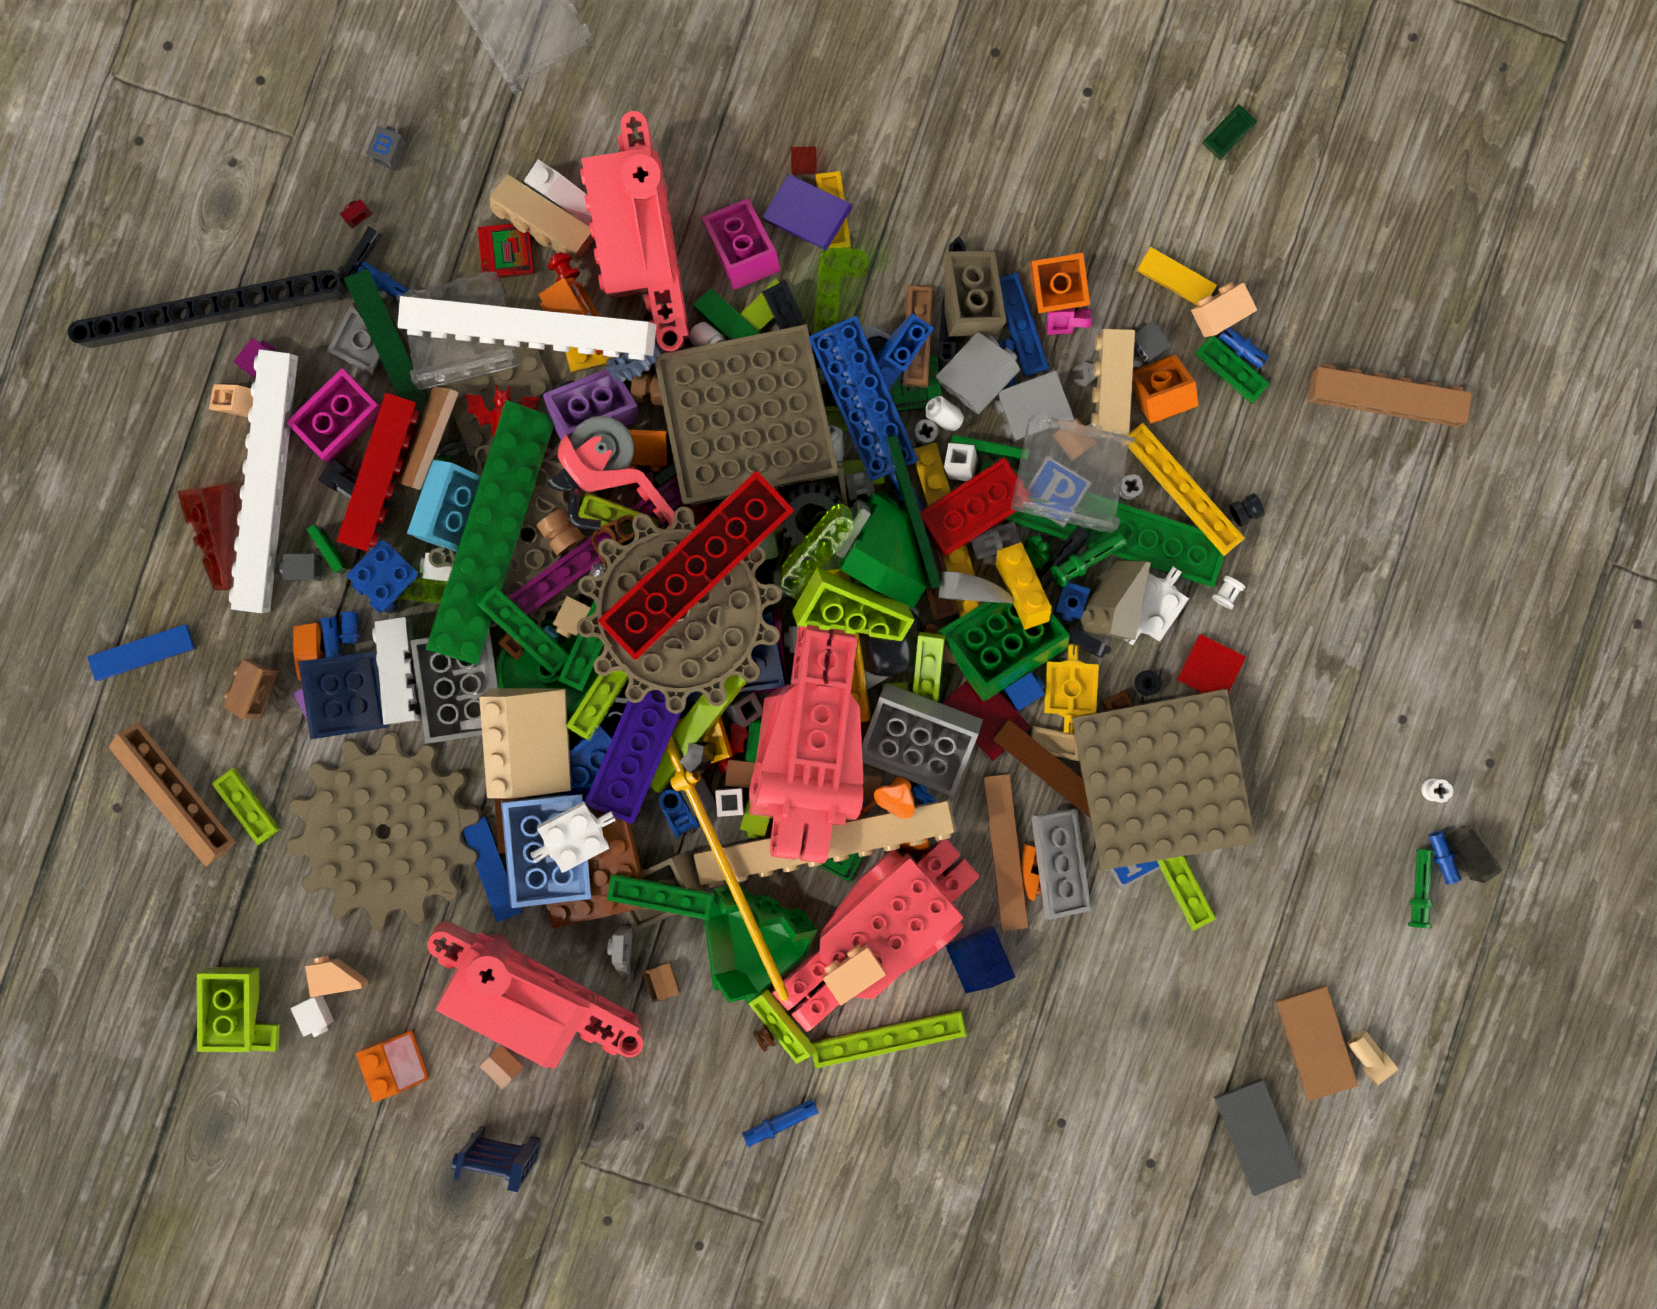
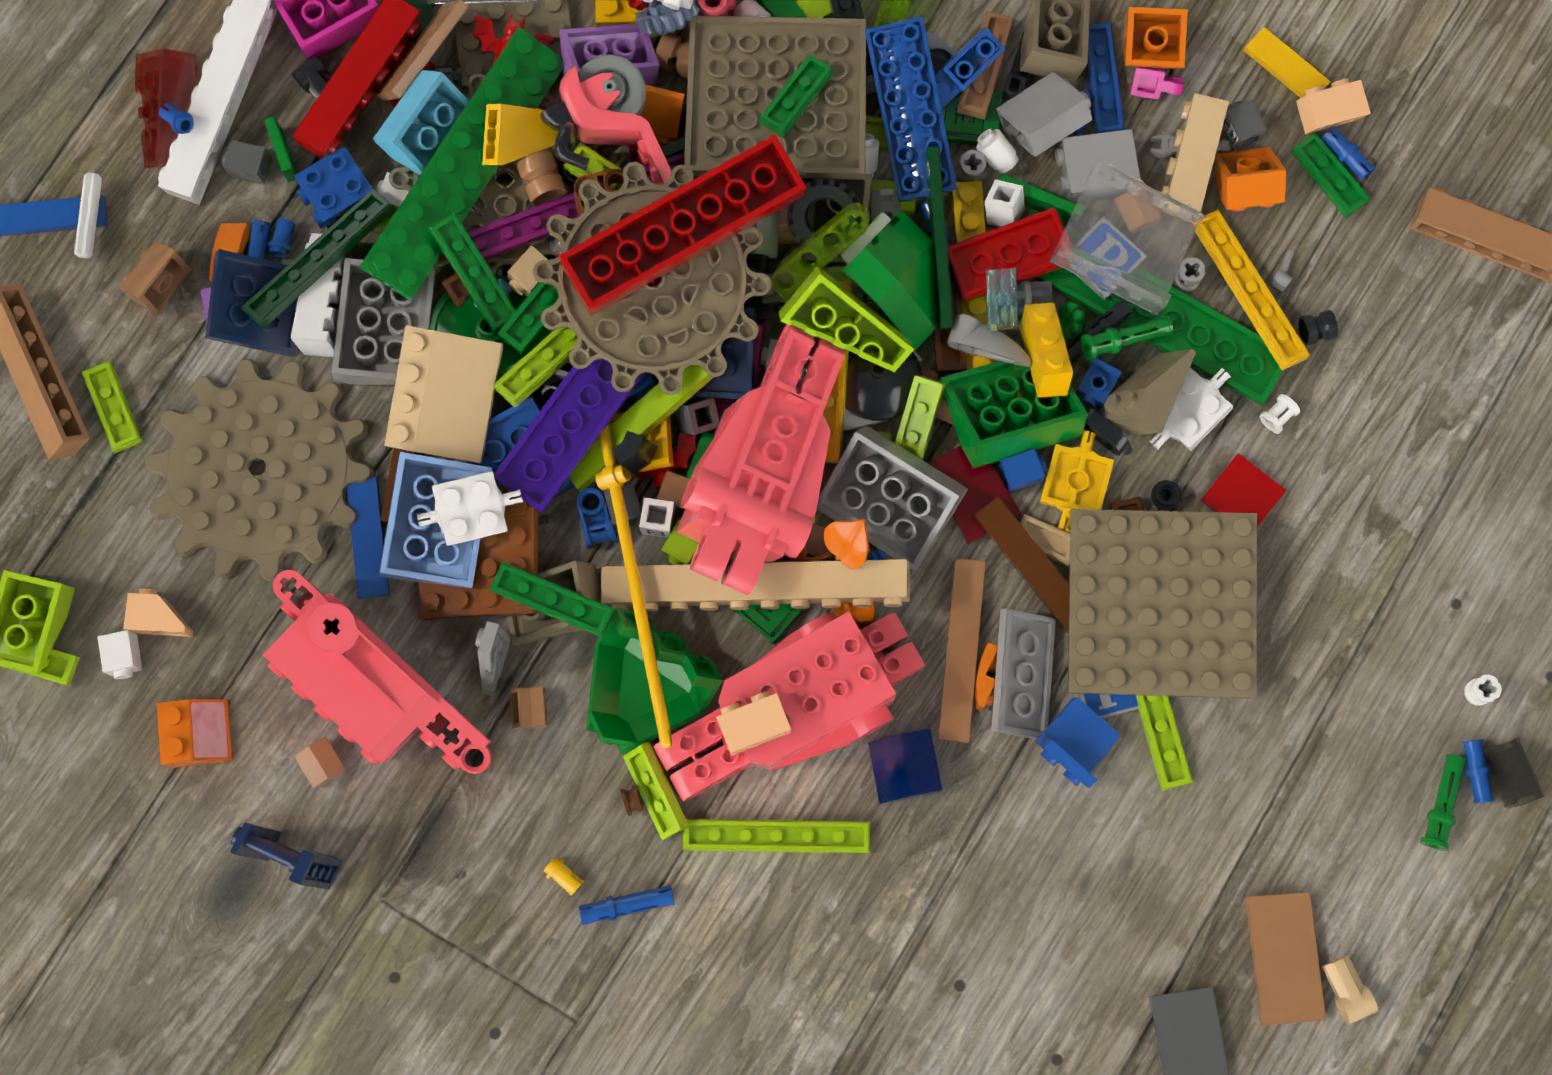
camera: 15 degrees right, 10 degrees down
(177, 647) = (88, 215): none -> white axle
(234, 550) = (180, 121): none -> blue pin
(387, 646) = (317, 258): none -> dark green tile
(528, 500) = (514, 133): none -> yellow slope
(723, 1111) = (563, 875): none -> yellow pin
(763, 413) = (796, 96): none -> green tile
(977, 551) = (1002, 299): none -> clear light blue plate
(1115, 910) = (1077, 741): none -> blue bracket
(1208, 473) = (1281, 278): none -> light grey hand

